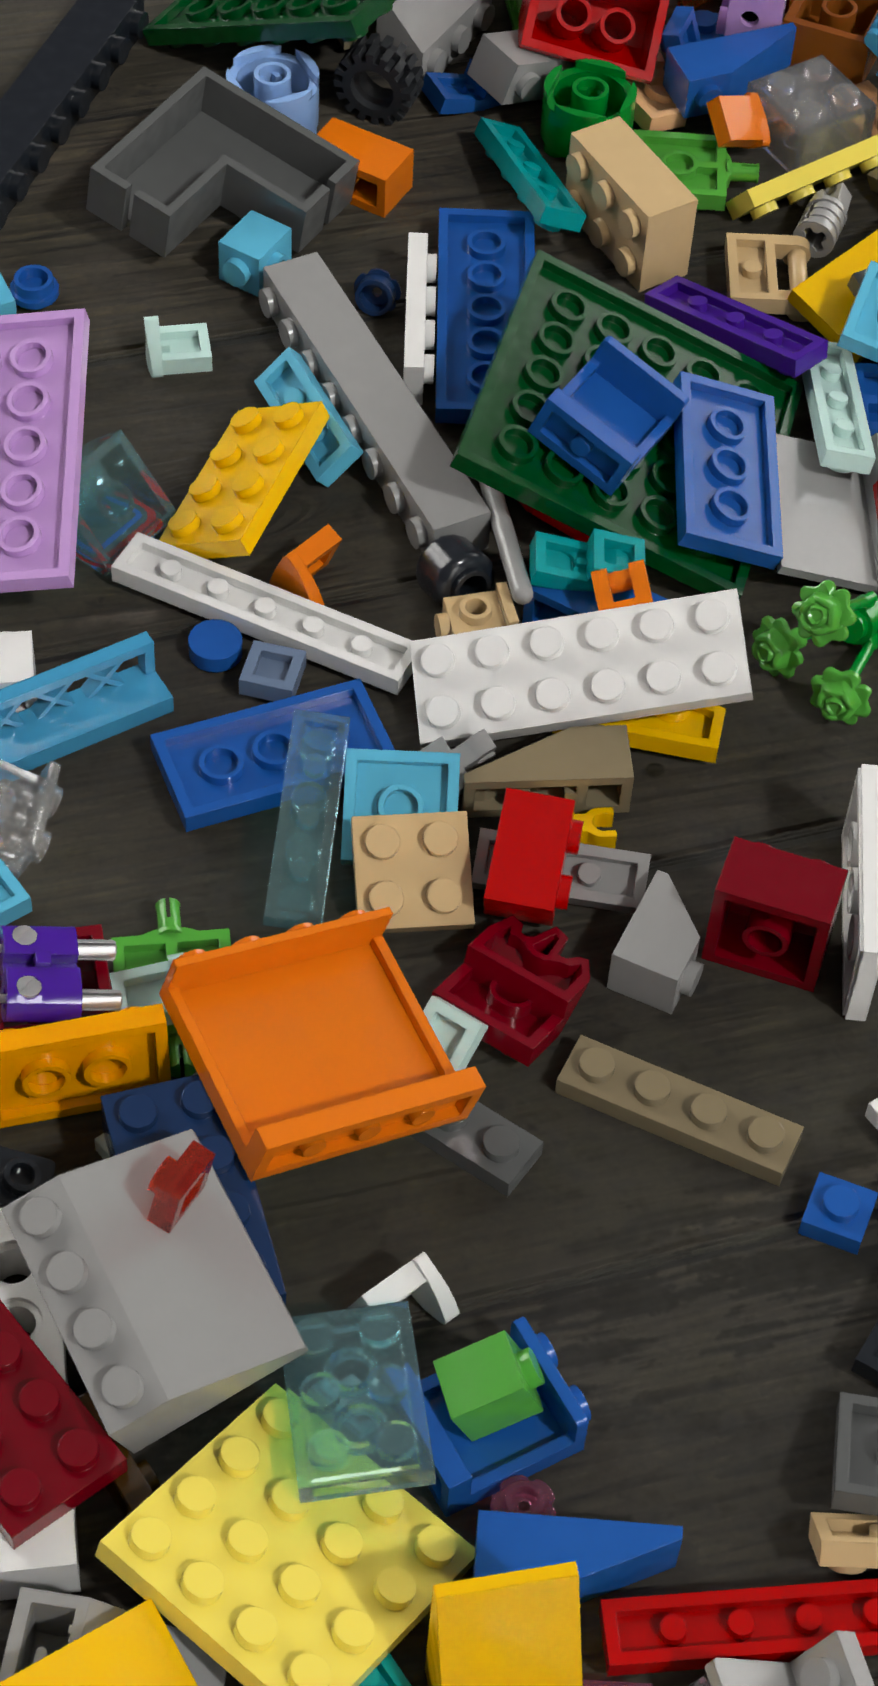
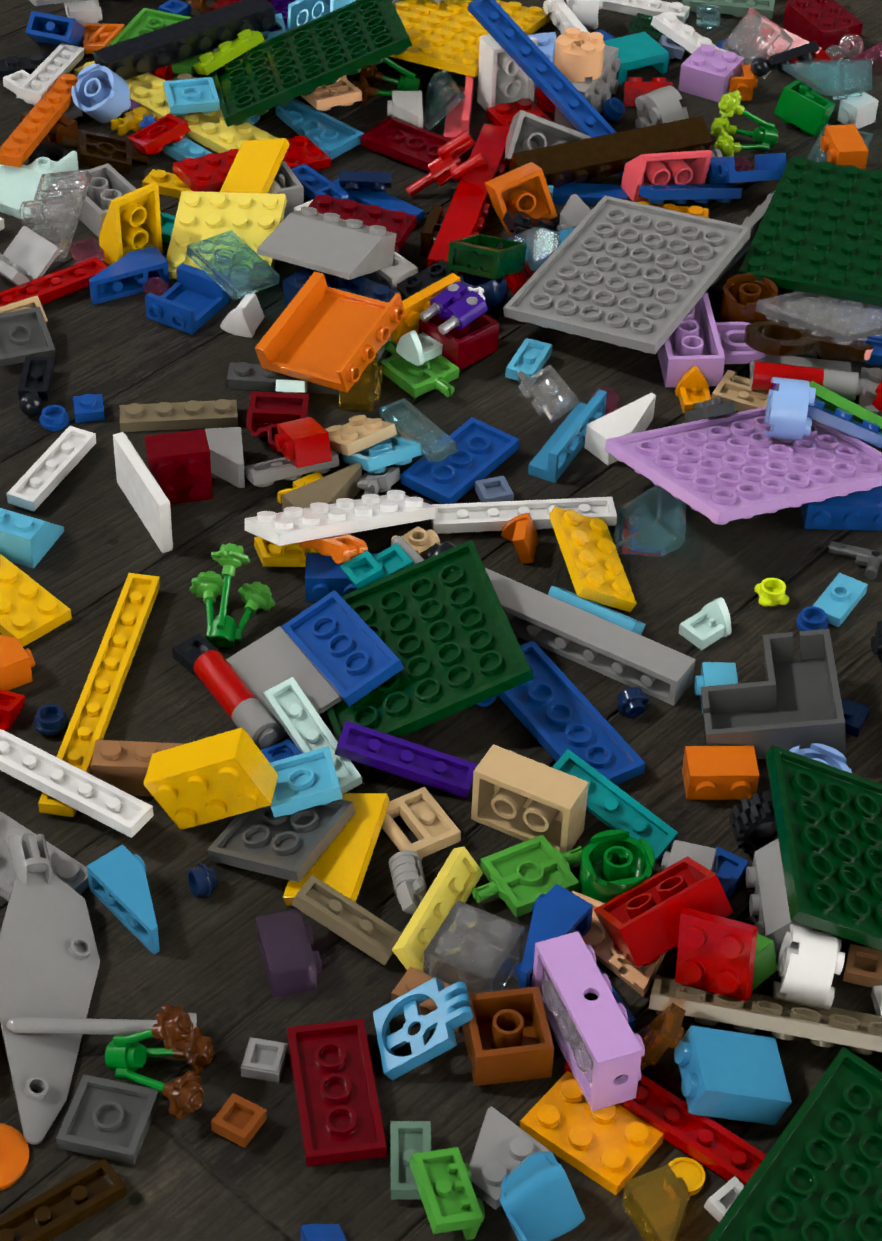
camera: 150 degrees right, 10 degrees down
(178, 1185) = (334, 242): clear red plate -> none
(215, 645) = (533, 492): blue tile -> none
(419, 304) = (596, 690): white plate -> none
(490, 1385) = (190, 291): bright green brick -> none
(609, 415) = (417, 606): blue panel -> none
(680, 29) = (604, 946): blue plate -> none
(739, 121) = (513, 901): orange tile -> none

